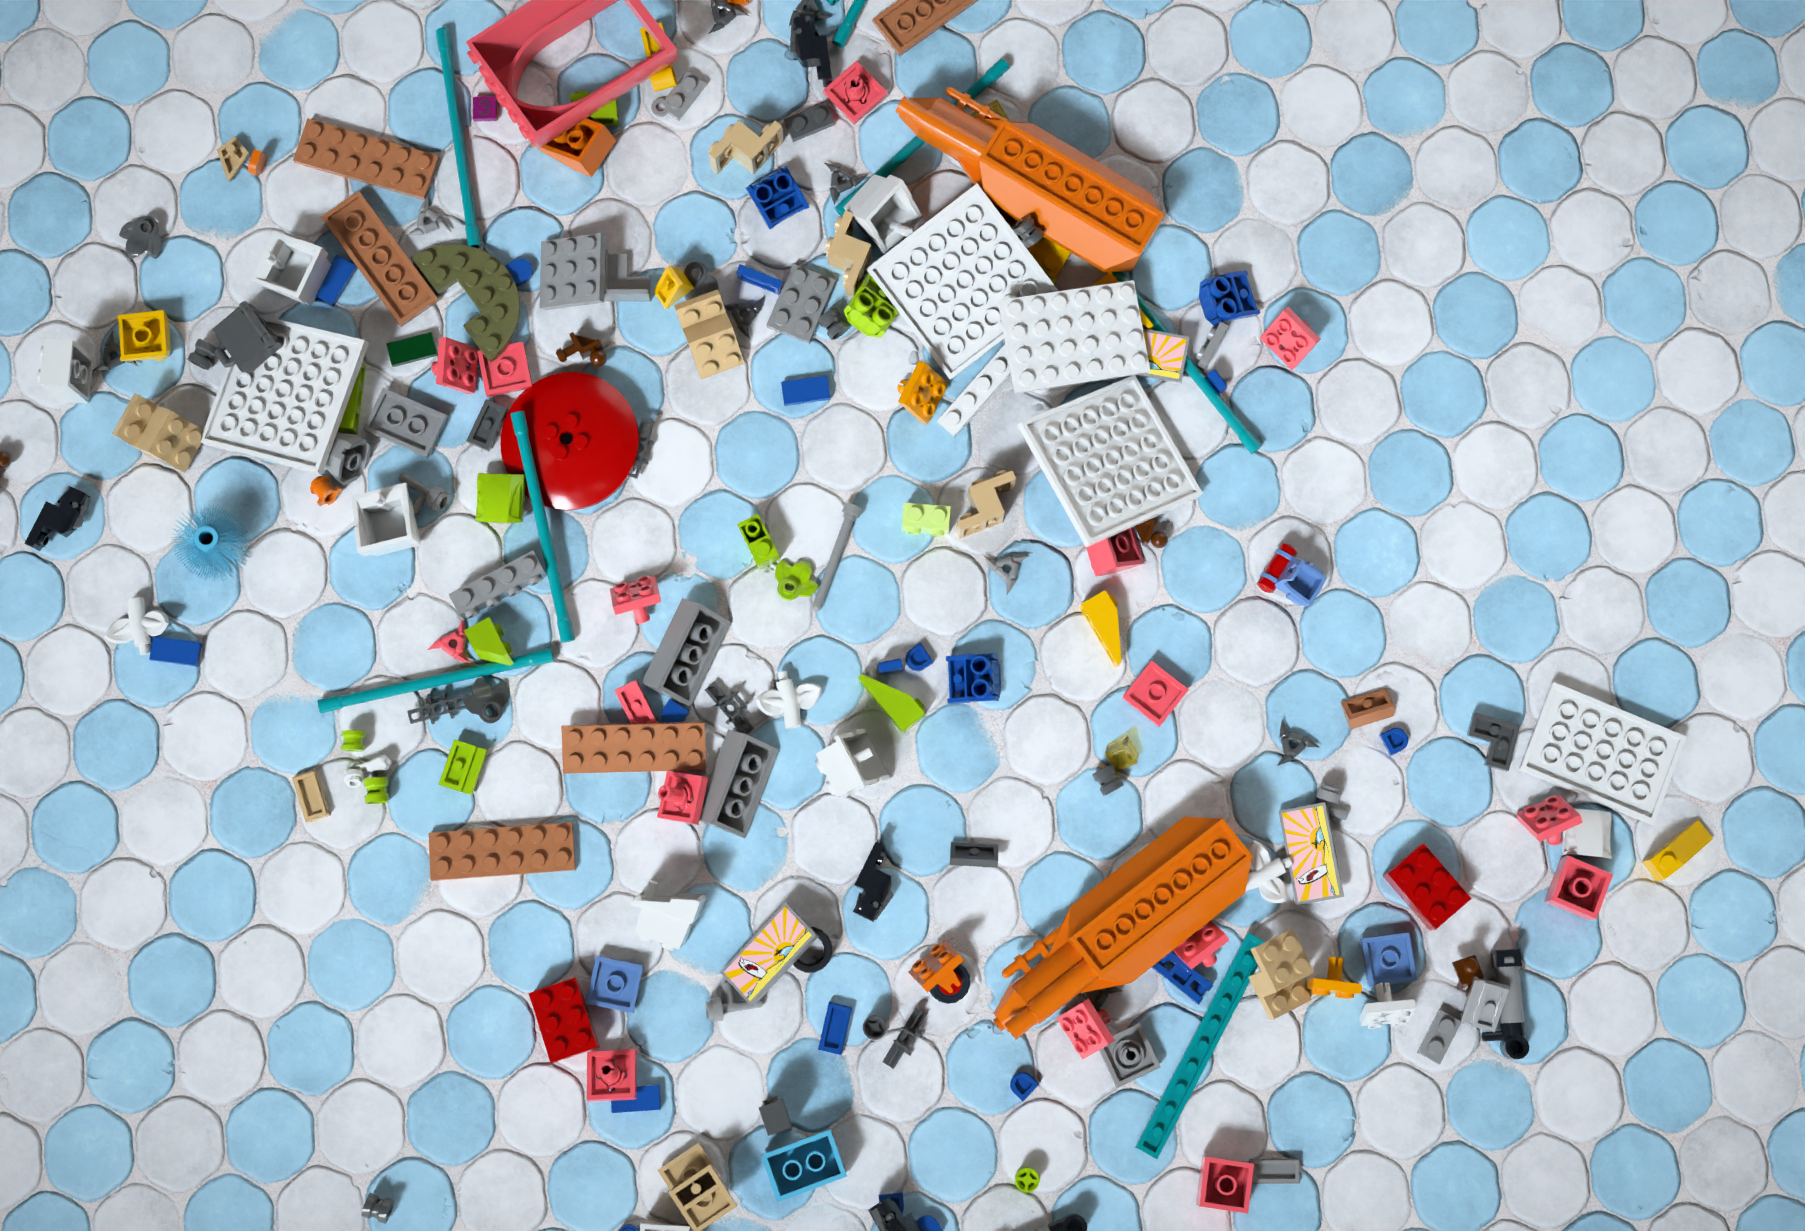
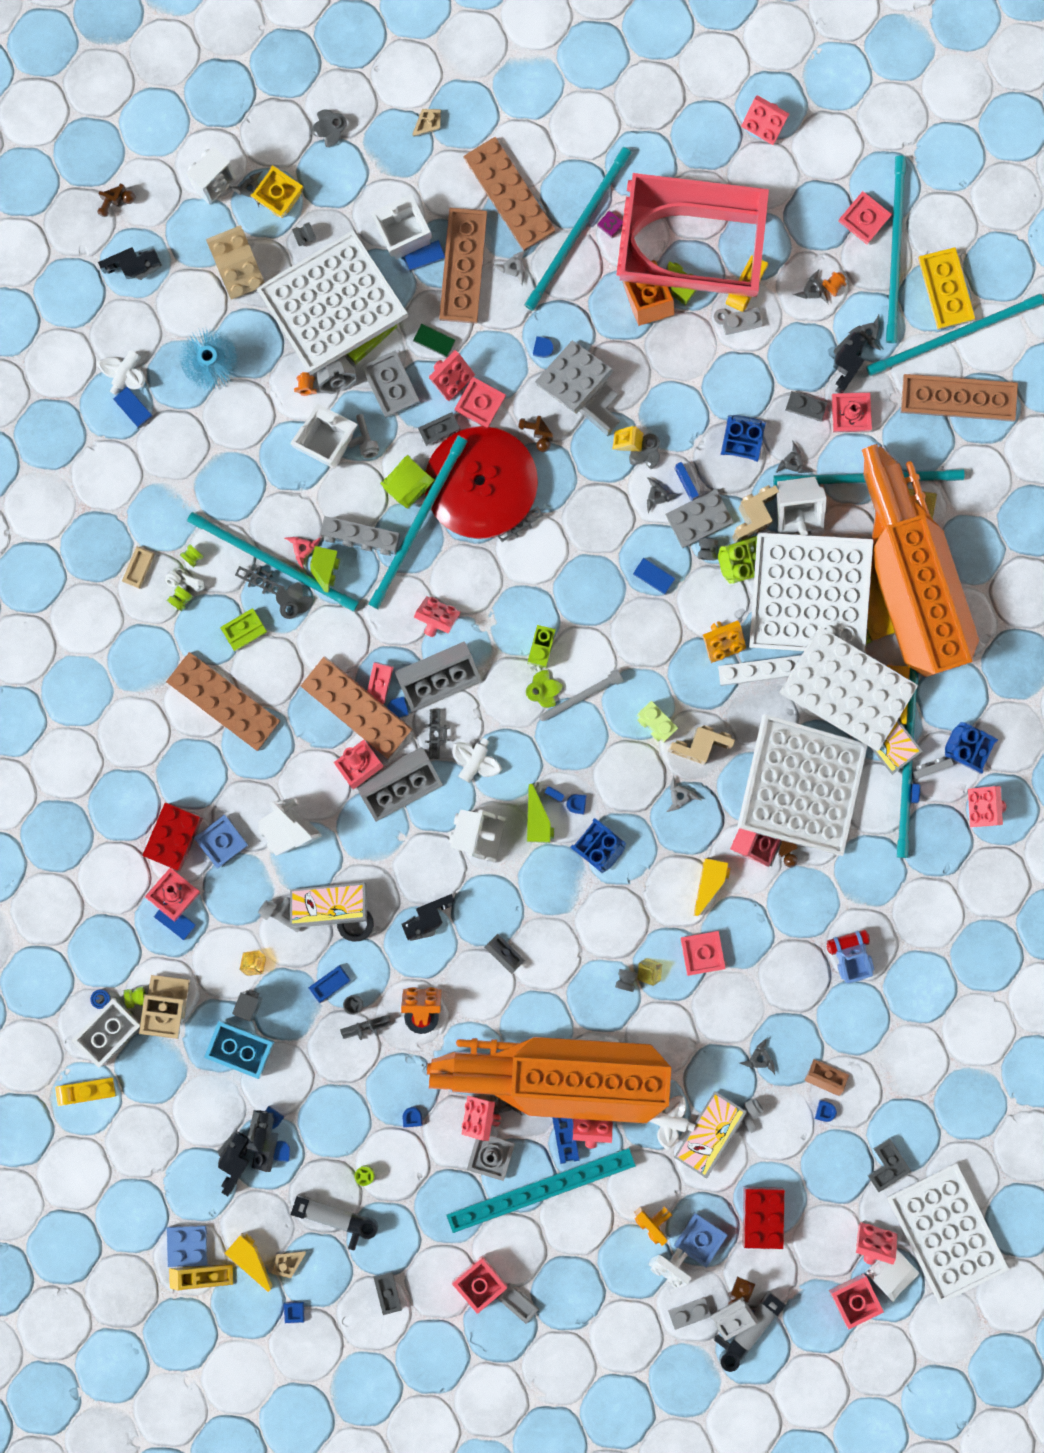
camera: 45 degrees right, 5 degrees up
(245, 338) = (337, 247): dark grey piece -> none
(257, 162) = (439, 139): orange tile -> none
(487, 286) = (514, 338): olive plate -> none
(662, 1203) = (132, 997): none -> lime wheel
(709, 334) = (624, 489): tan bracket -> none
(745, 146) = (750, 389): tan bracket -> none
(745, 1073) = (252, 963): none -> clear yellow slope
(1028, 231) = (878, 597): dark grey wheel -> none
(1281, 974) = (625, 1191): tan bracket -> none
(1677, 851) = (939, 1333): yellow slope -> none

